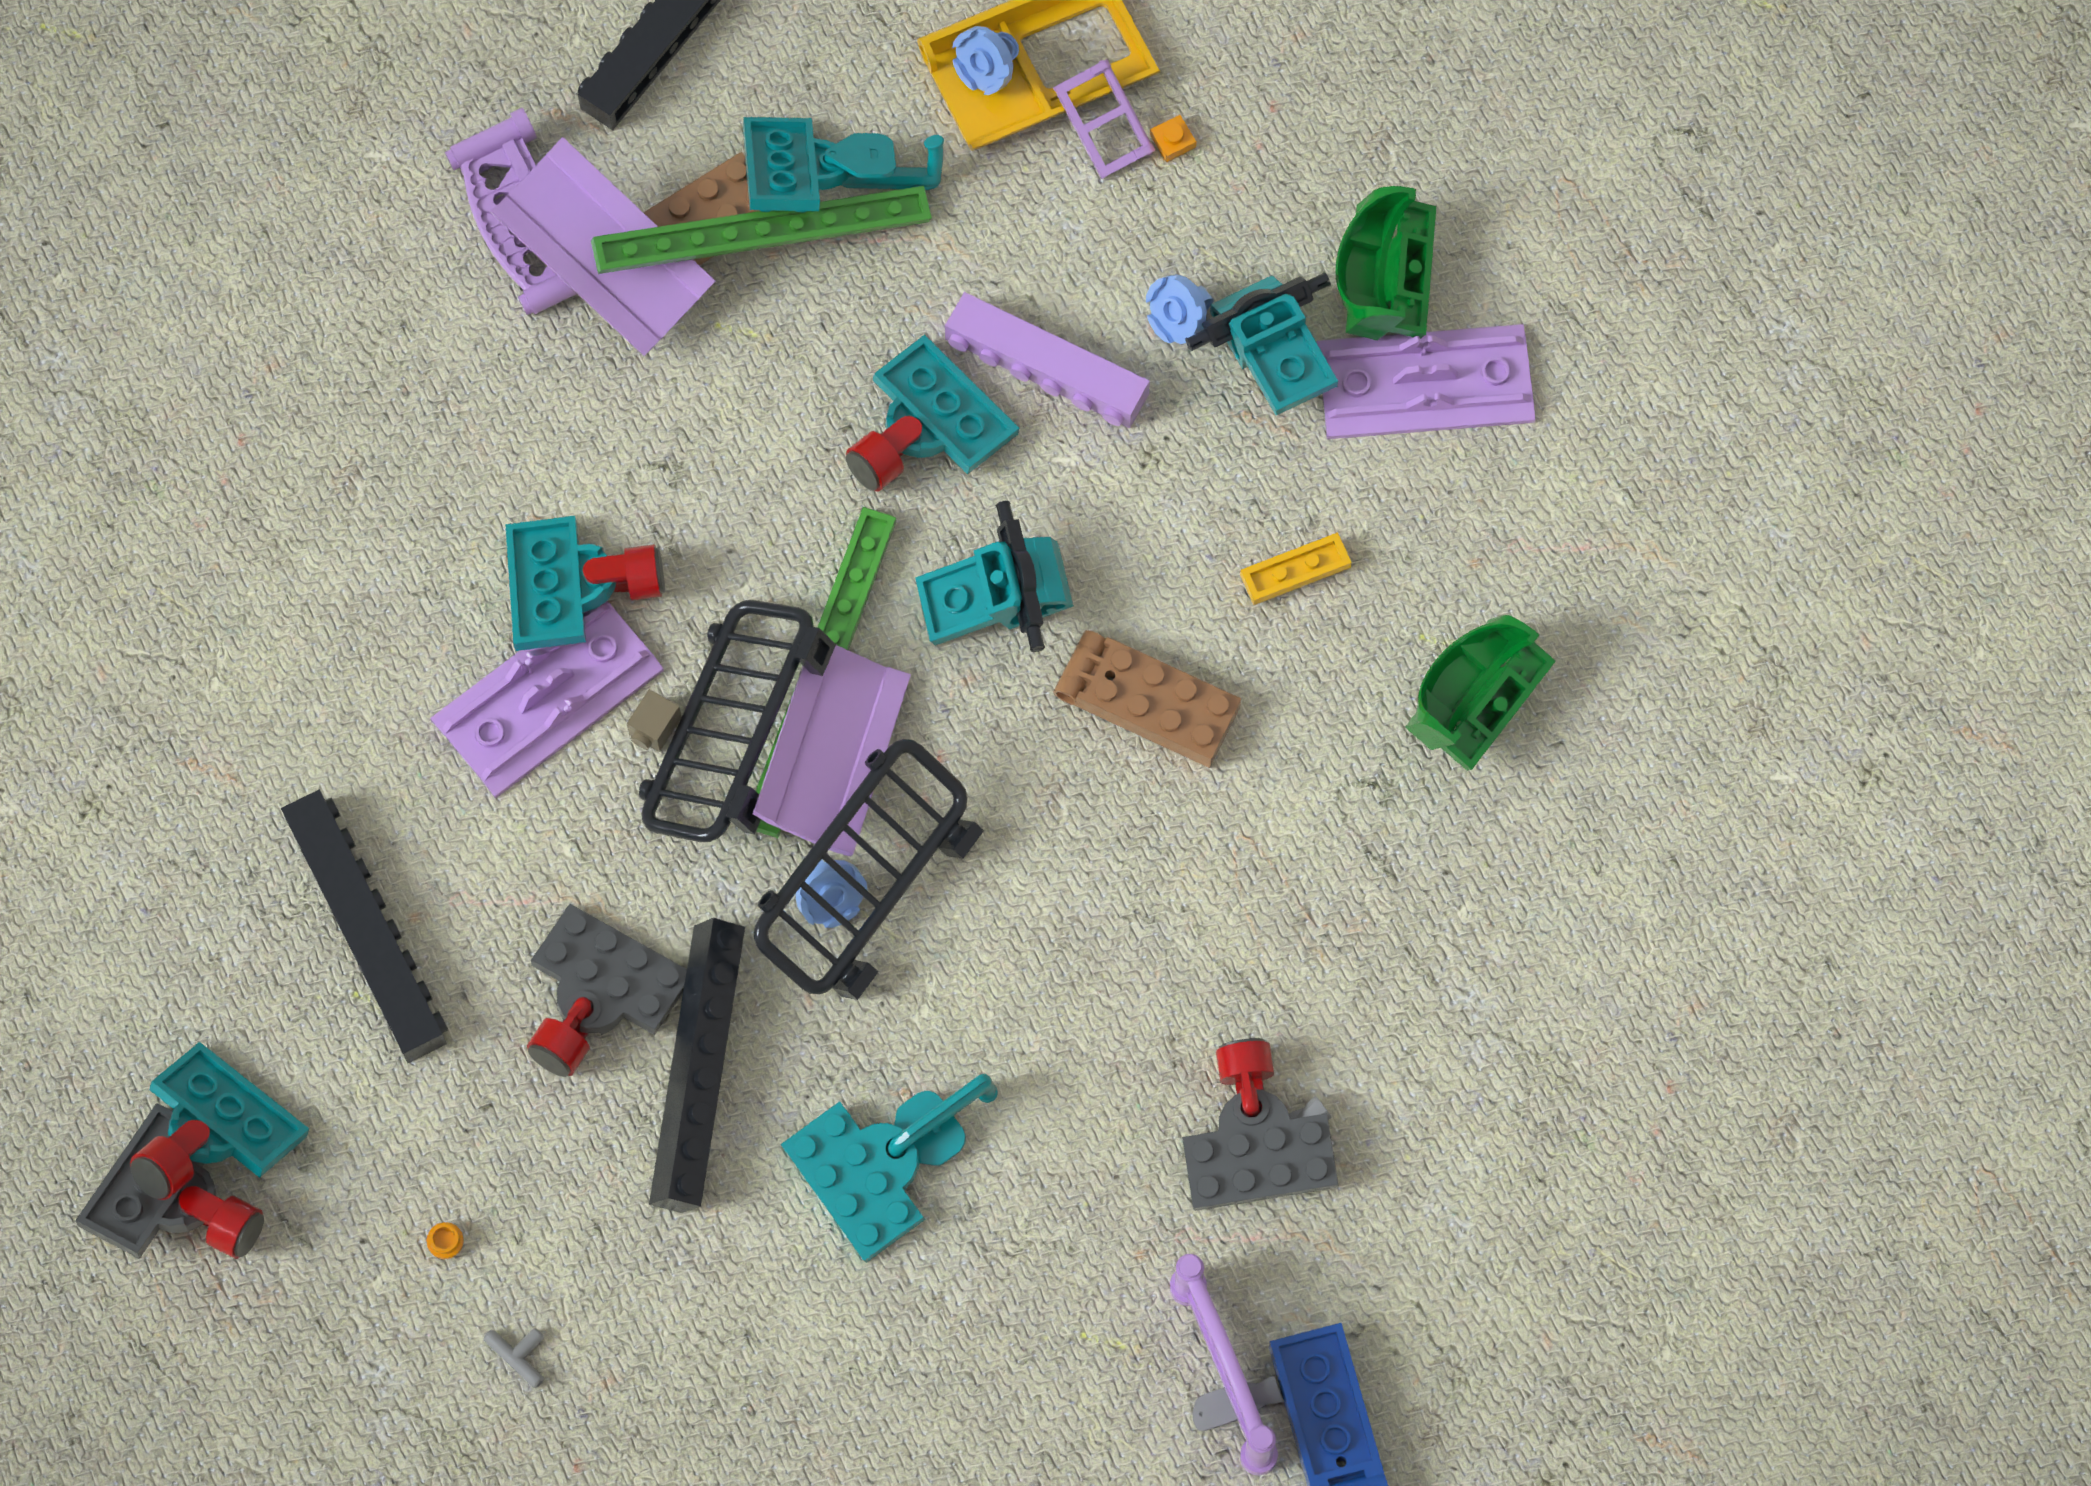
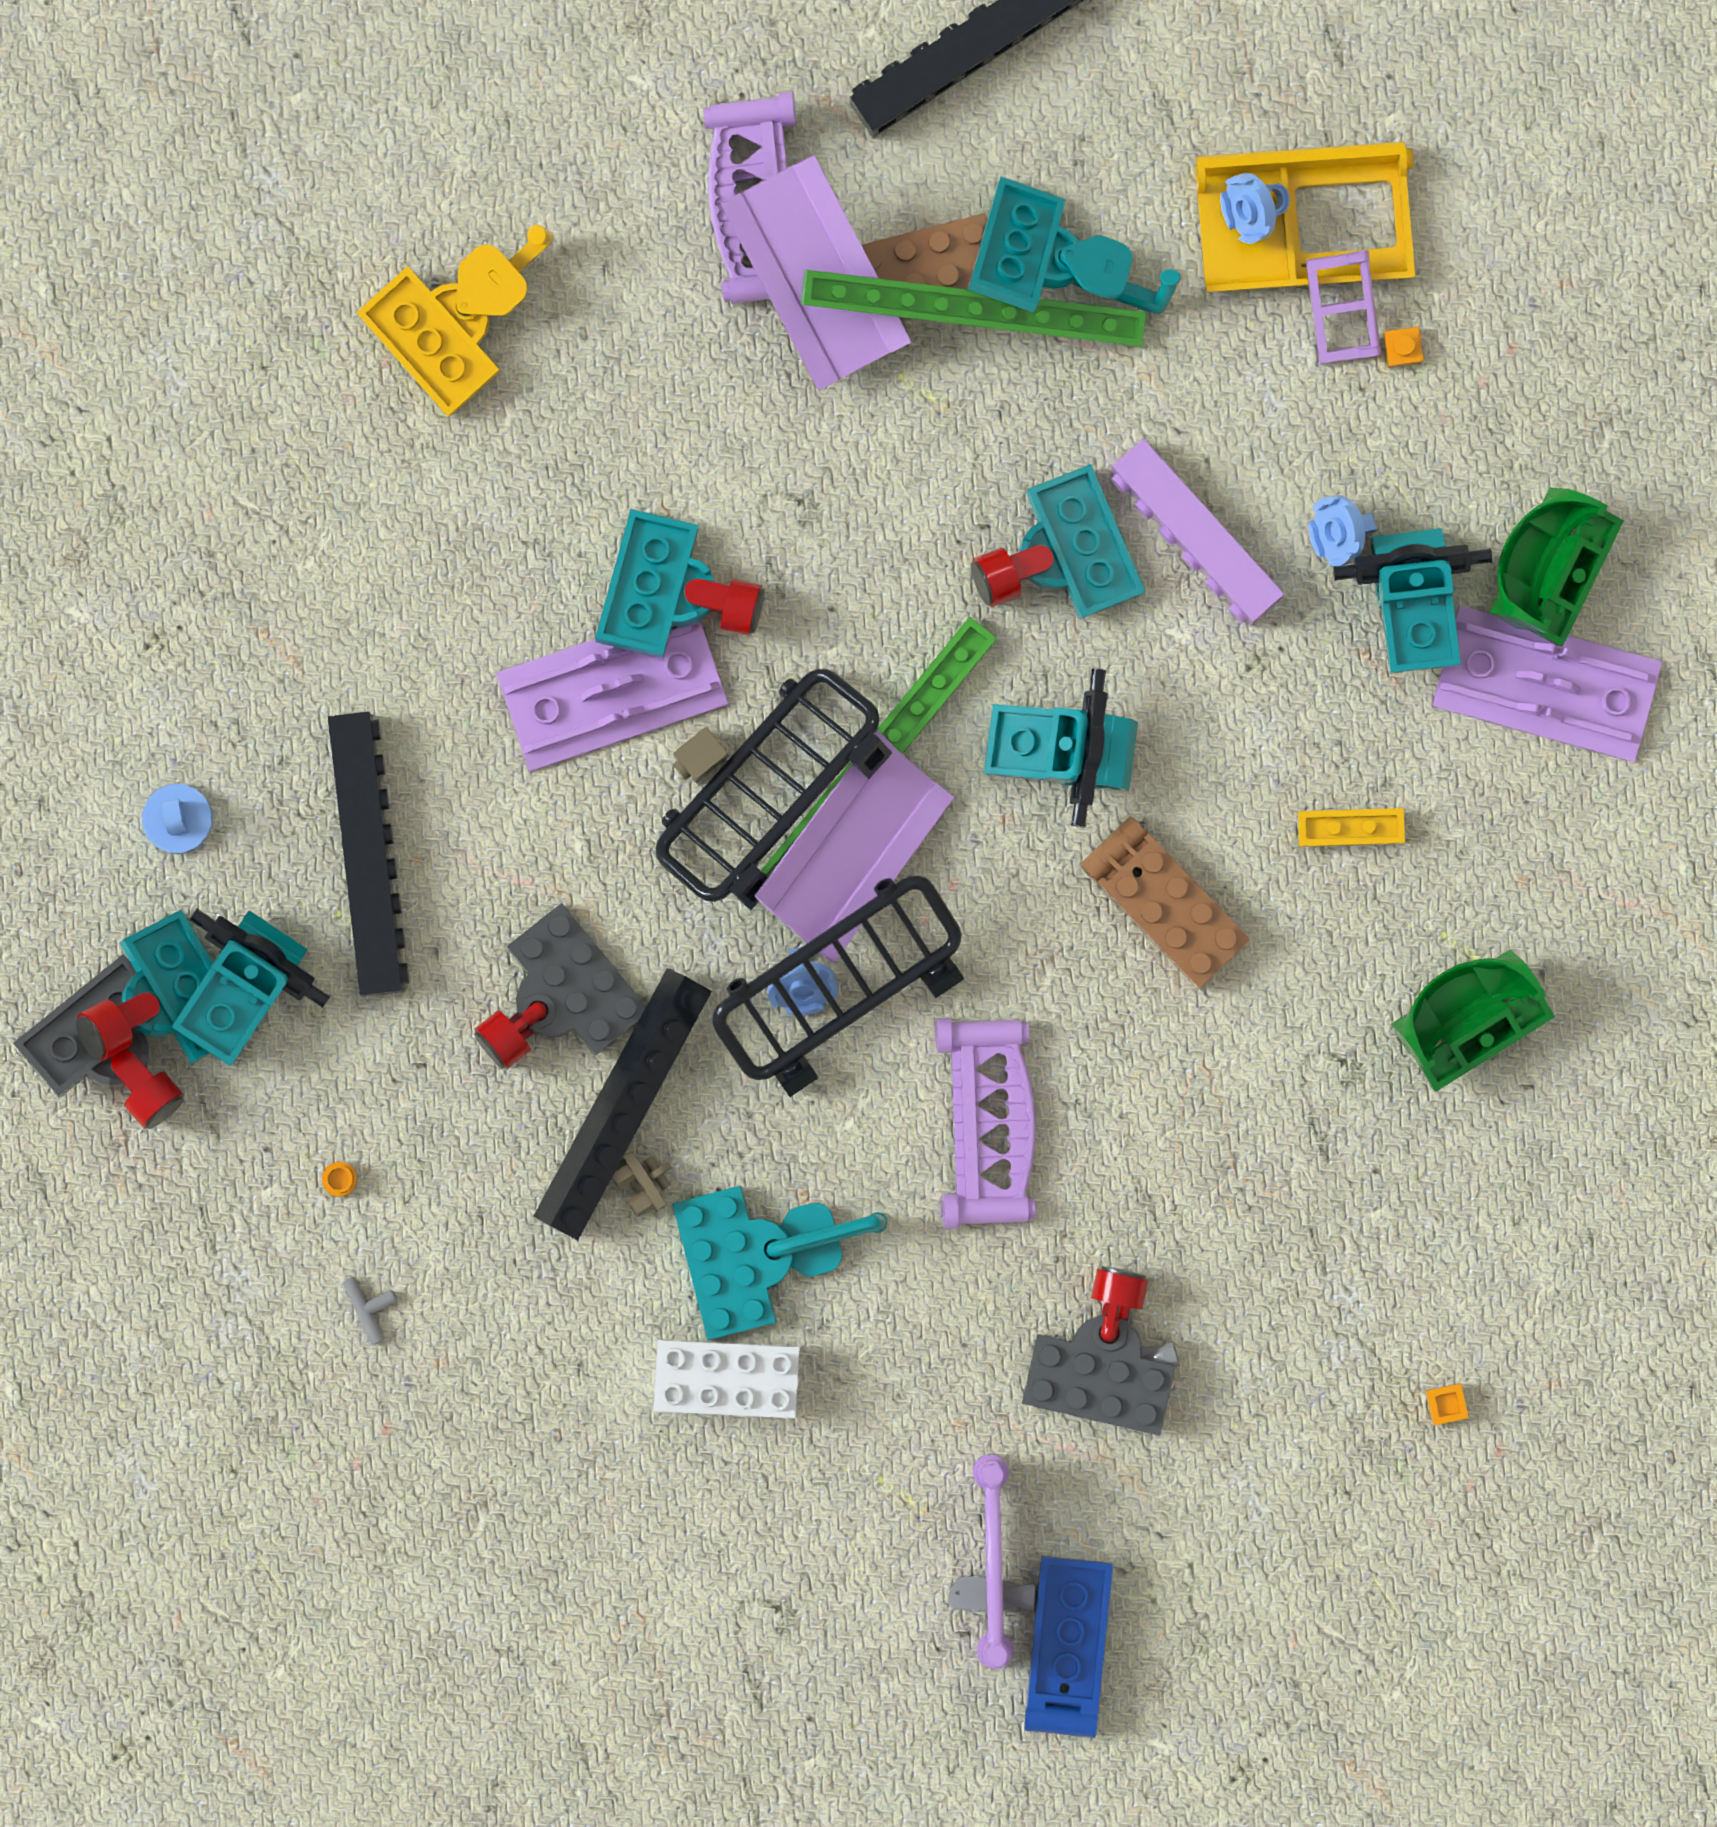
camera: 20 degrees right, 15 degrees up
(167, 960) = (177, 818): none -> light blue tile
(271, 440) = (431, 334): none -> yellow plate
(283, 1082) = (242, 983): none -> teal piece
(748, 1129) = (649, 1198): none -> dark tan hips
(896, 1288) = (726, 1379): none -> white brick
(1072, 1031) = (976, 1198): none -> lavender piece
(1601, 1058) = (1446, 1404): none -> light orange plate

